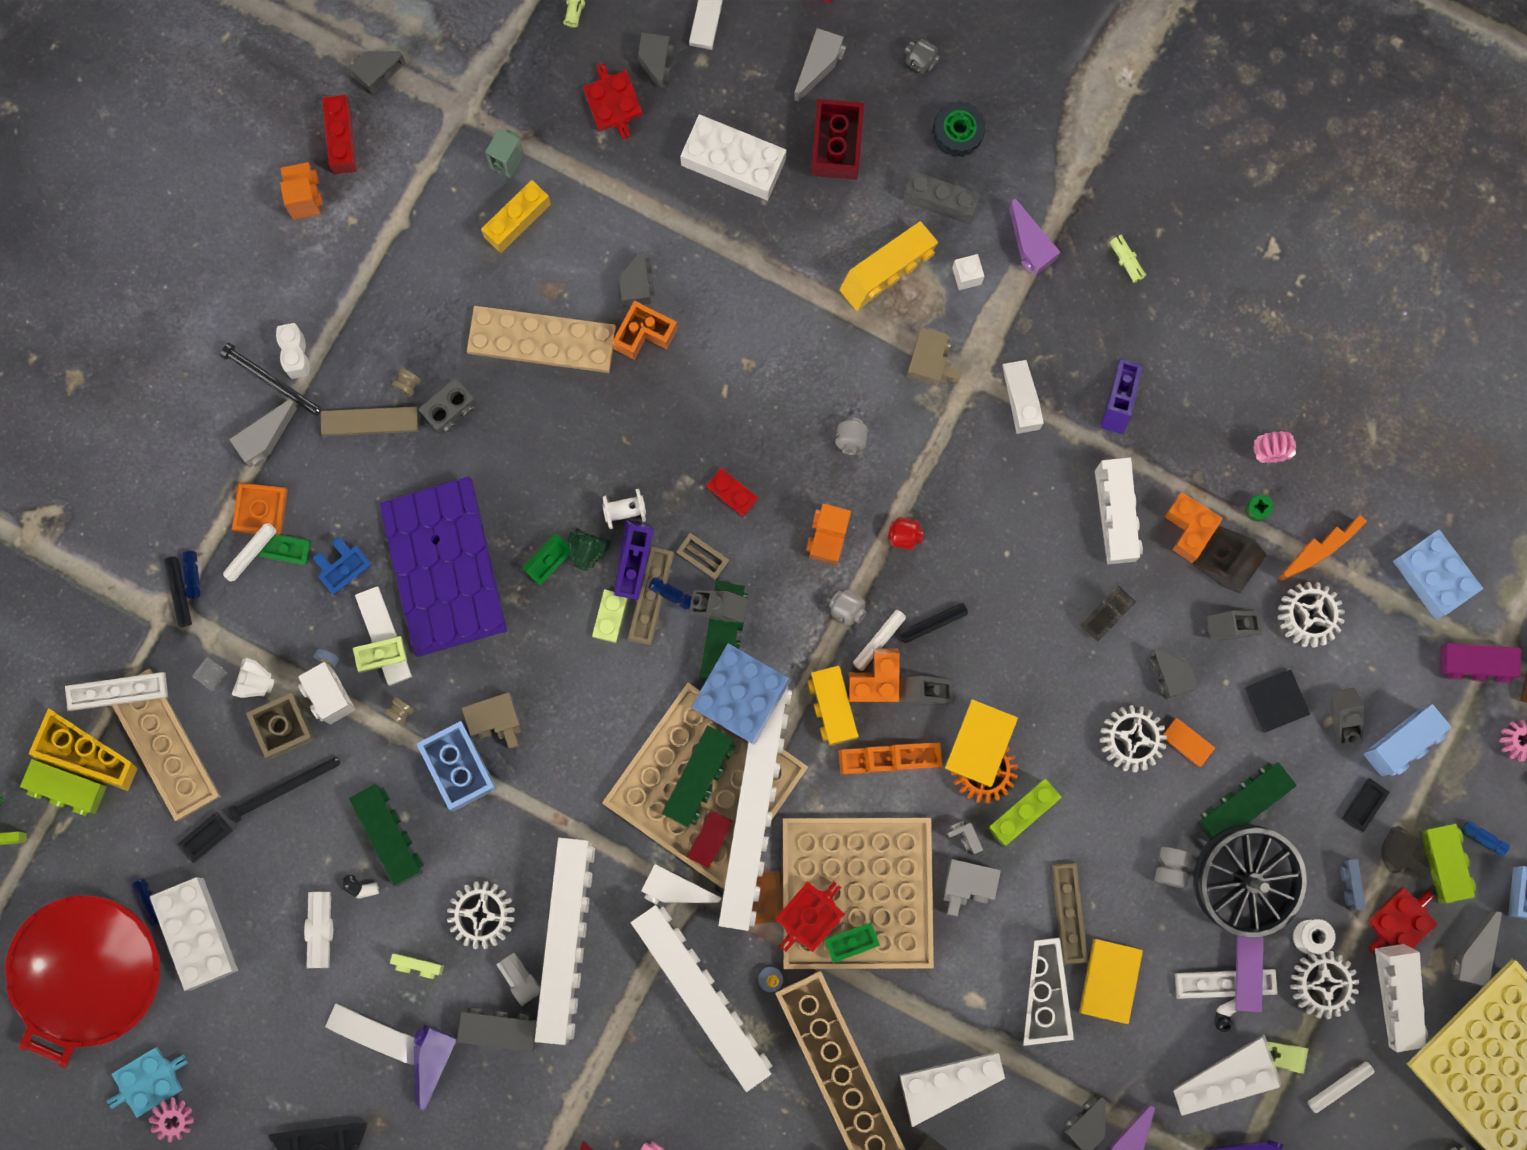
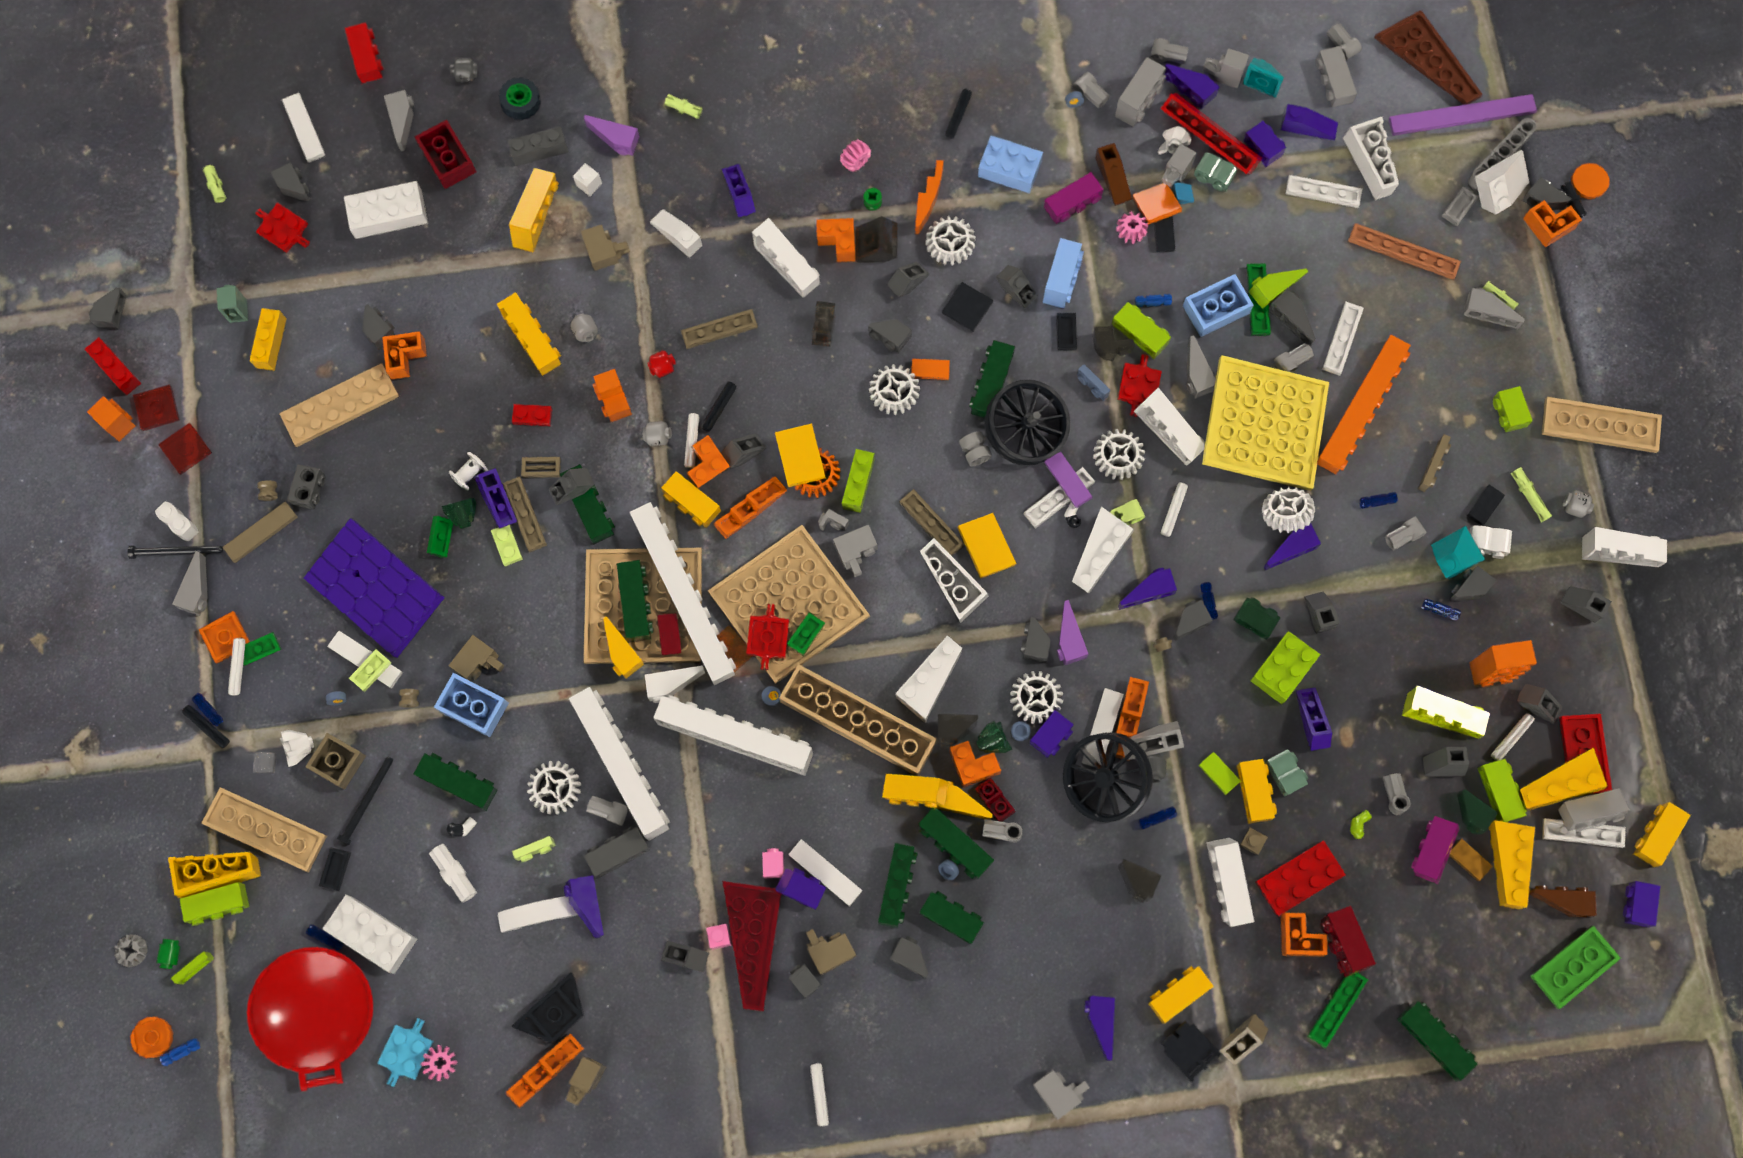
camera: 30 degrees left, 5 degrees down
(116, 691) = (207, 816): white tile -> none
(326, 693) = (353, 719): white brick -> none
(345, 569) = (309, 634): blue plate -> none
(354, 209) = (156, 407): none -> clear red tile
(354, 275) = (185, 448): none -> clear red tile
(646, 825) = (621, 653): none -> yellow slope
(670, 593) = (535, 502): clear blue axle -> none
(741, 693) = (624, 529): medium blue plate -> none
(788, 404) = (529, 334): none -> yellow wedge
(993, 536) = (719, 329): none -> dark tan tile
(1324, 936) = (1091, 429): white hose -> none
(1421, 475) = (958, 113): none -> black axle

